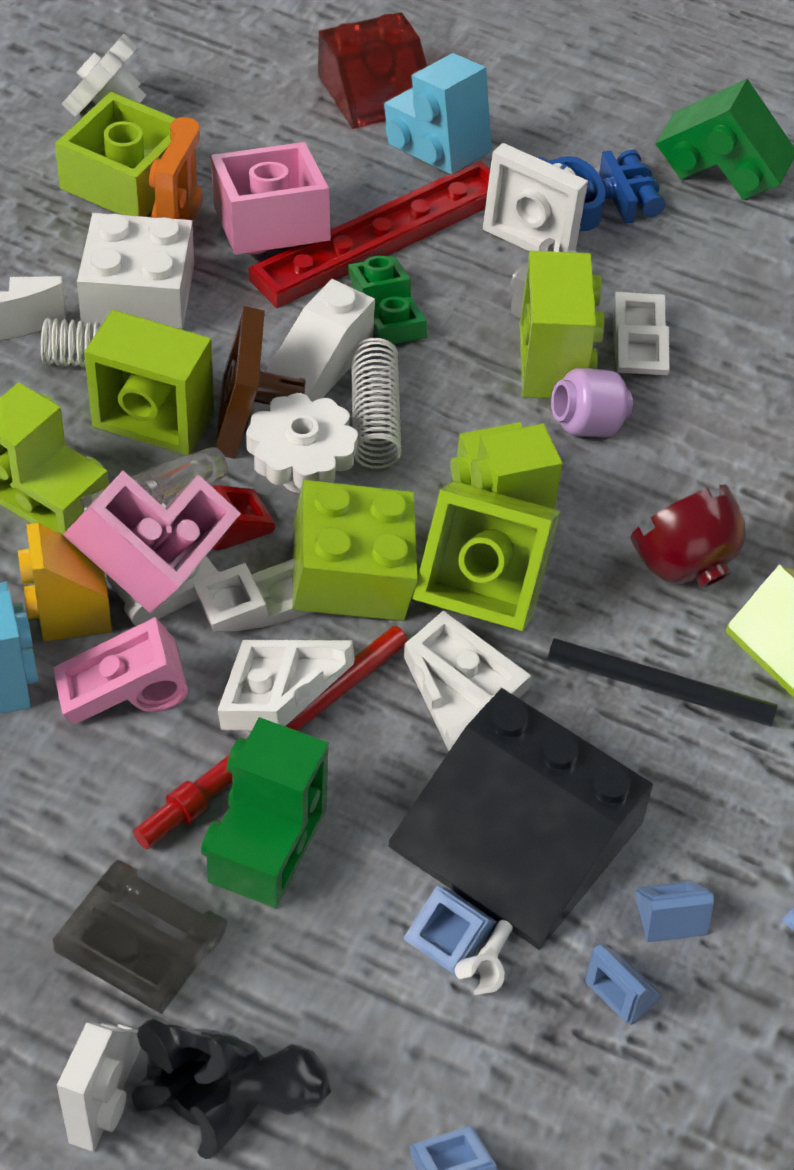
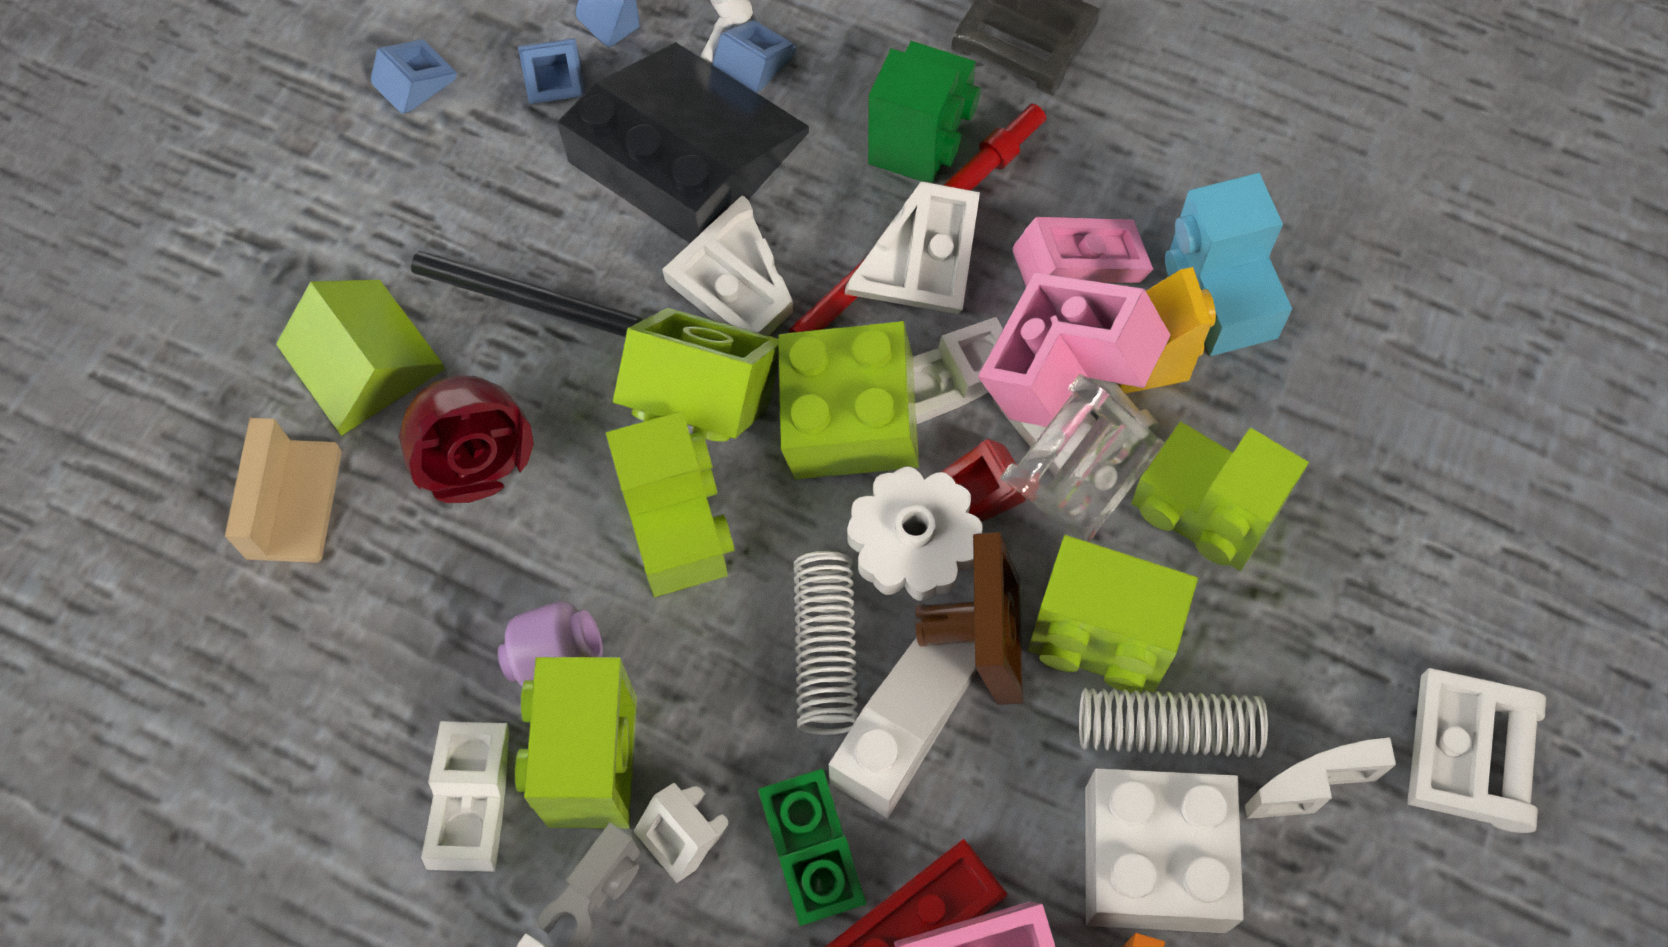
camera: 175 degrees left, 15 degrees up
(481, 298) = (678, 831): none -> white tile

